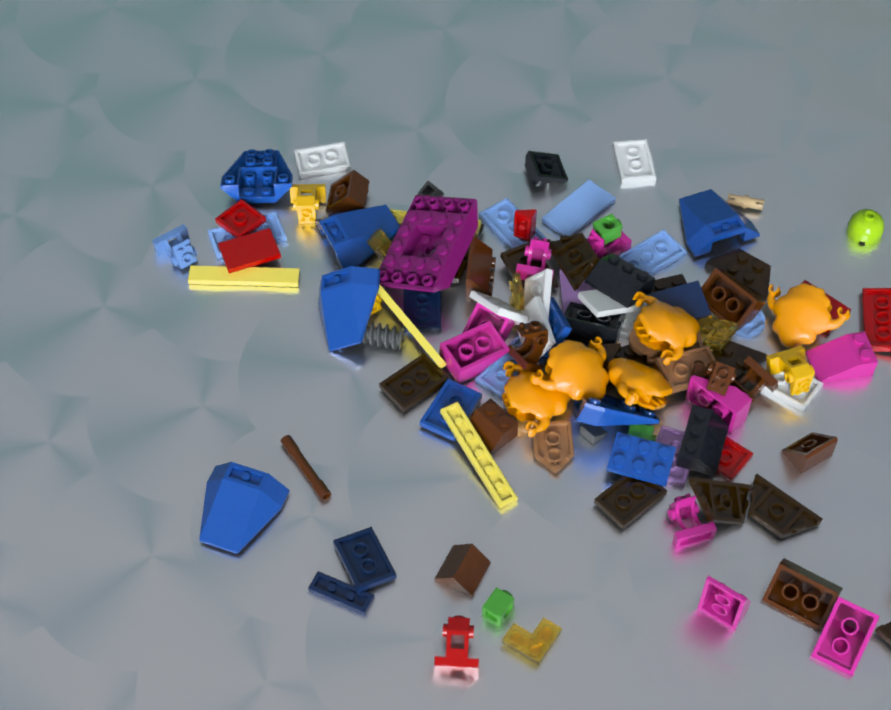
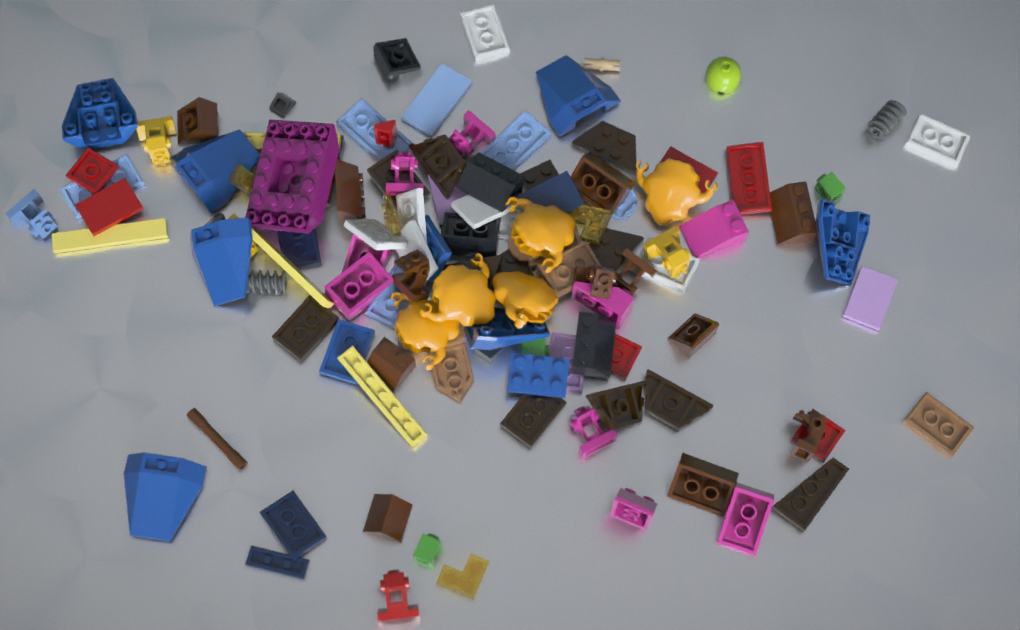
camera: 15 degrees left, 15 degrees up
(322, 160) = (162, 82): white tile -> none
(608, 228) = (470, 132): bright green brick -> none

